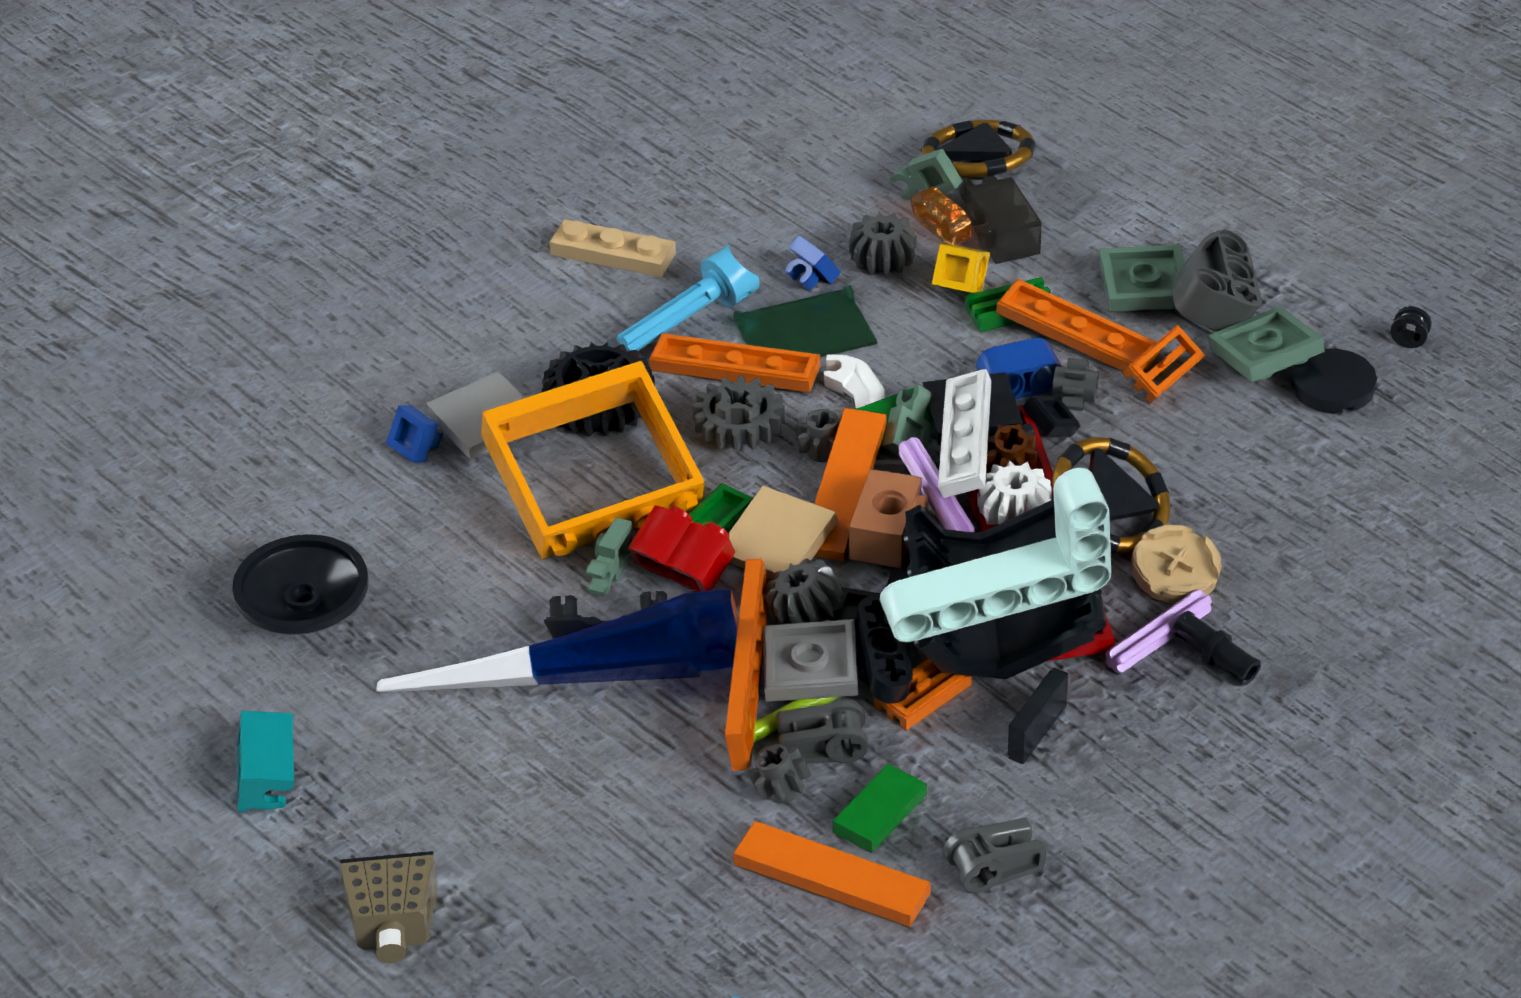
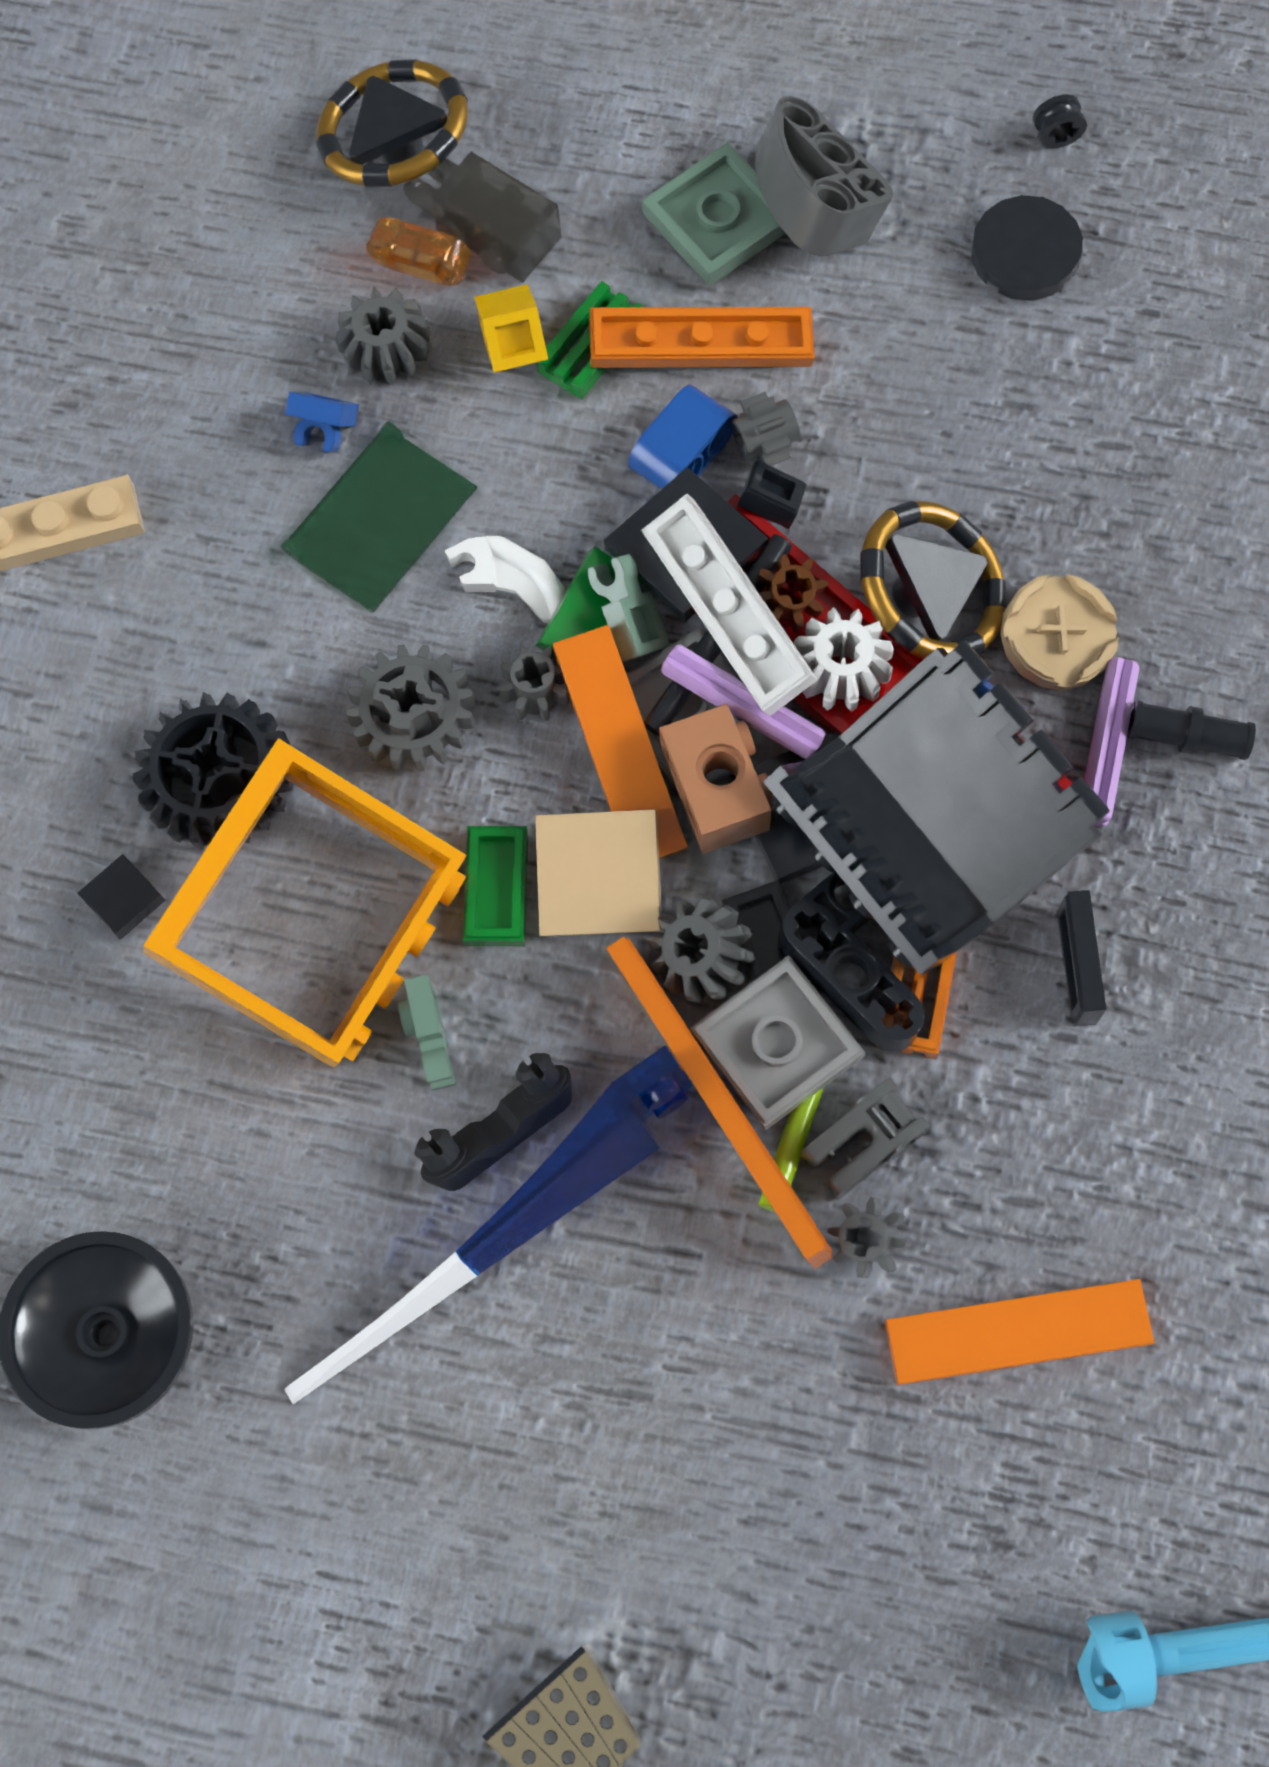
camera: 30 degrees left, 30 degrees up
(264, 759) = (254, 1617): teal hinge -> none
(413, 434) = (40, 983): blue tile -> none
(461, 410) = (107, 902): light grey tile -> none
(682, 548) = (508, 969): red brick -> none
(722, 280) = (239, 510): medium azure piece -> none
(725, 359) = (339, 624): orange tile -> none
(879, 808) = (1000, 1200): green tile -> none
(928, 171) = (365, 200): sand green plate -> none
(996, 854) = (1164, 1210): dark grey piece -> none
(1014, 579) = (984, 834): light aqua beam -> none
(1144, 380) = (825, 332): orange tile -> none
(1266, 344) = (930, 242): sand green plate -> none

